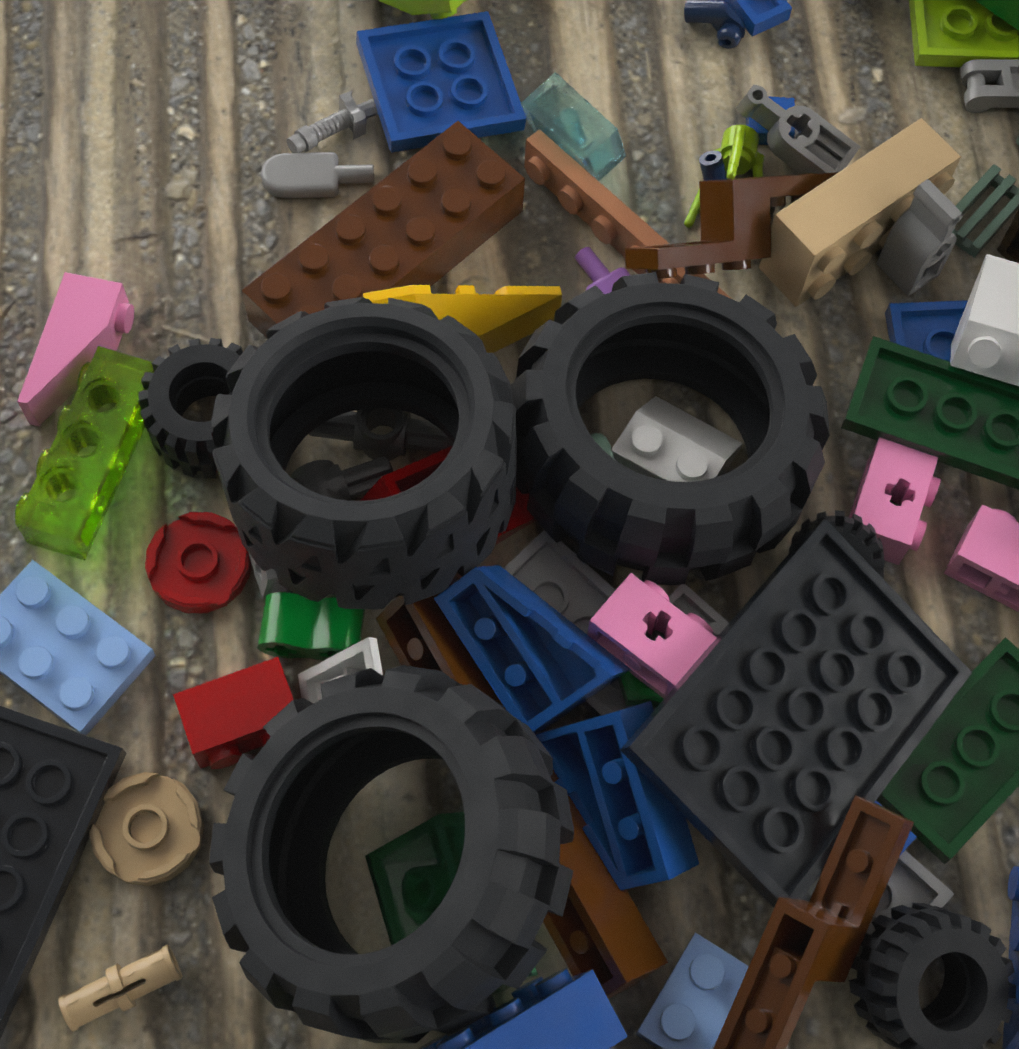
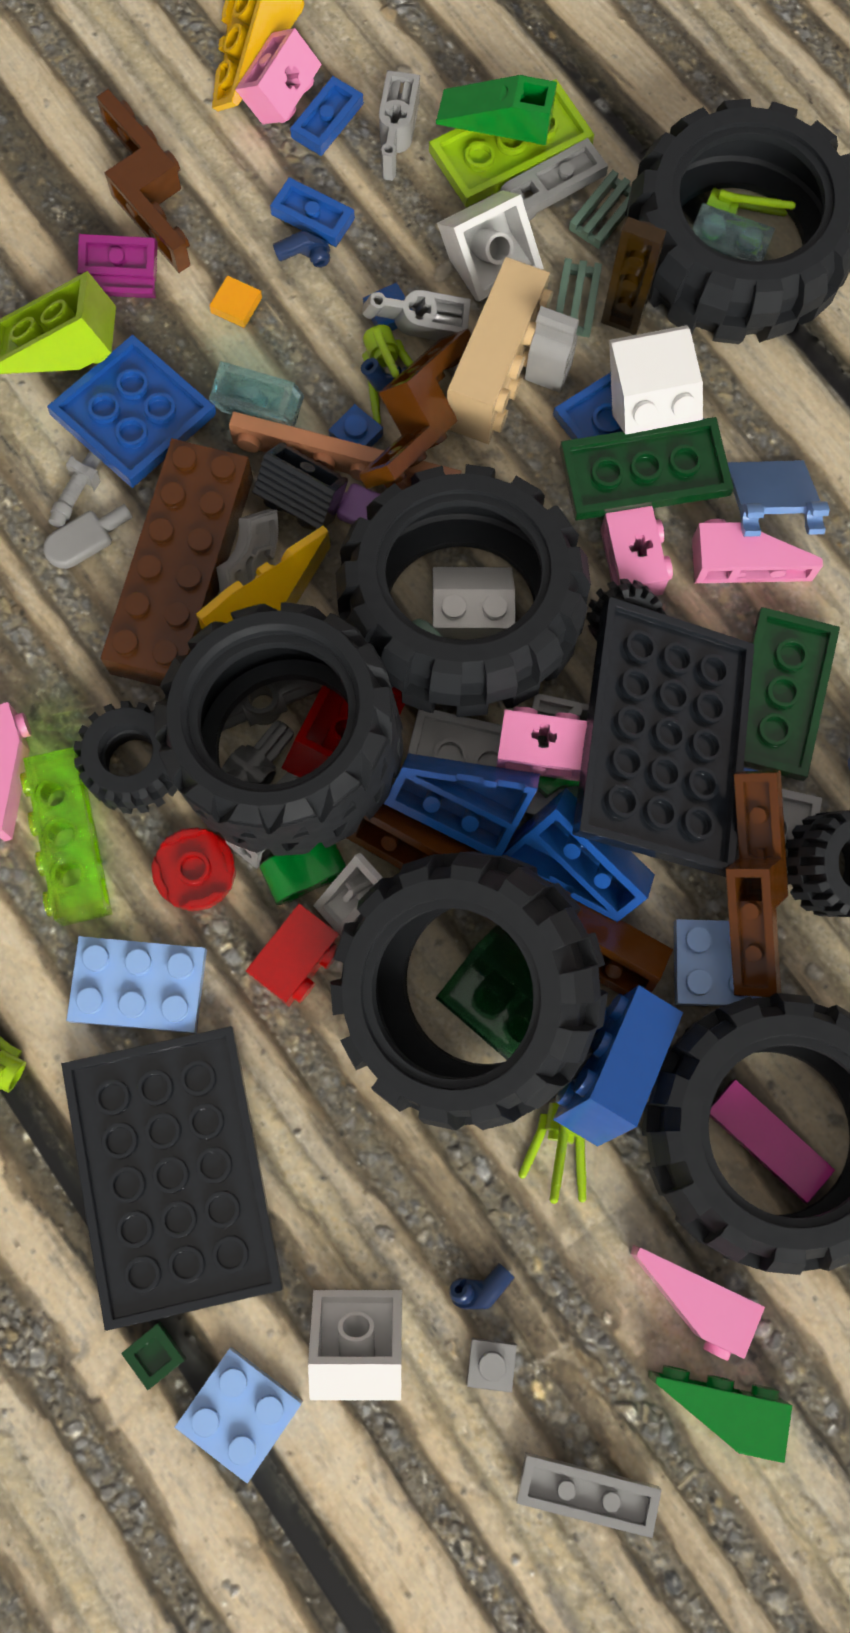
camera: 30 degrees left, 10 degrees up
(119, 988) = (334, 1178): tan pin -> none
(147, 829) = (281, 1067): tan tile -> none
(484, 264) = (253, 548): none -> light grey tile
(561, 237) = (299, 486): none -> black brick
(614, 35) = (235, 301): none -> light orange tile
(663, 215) = (357, 428): none -> blue plate
(914, 90) = (485, 235): none -> white slope

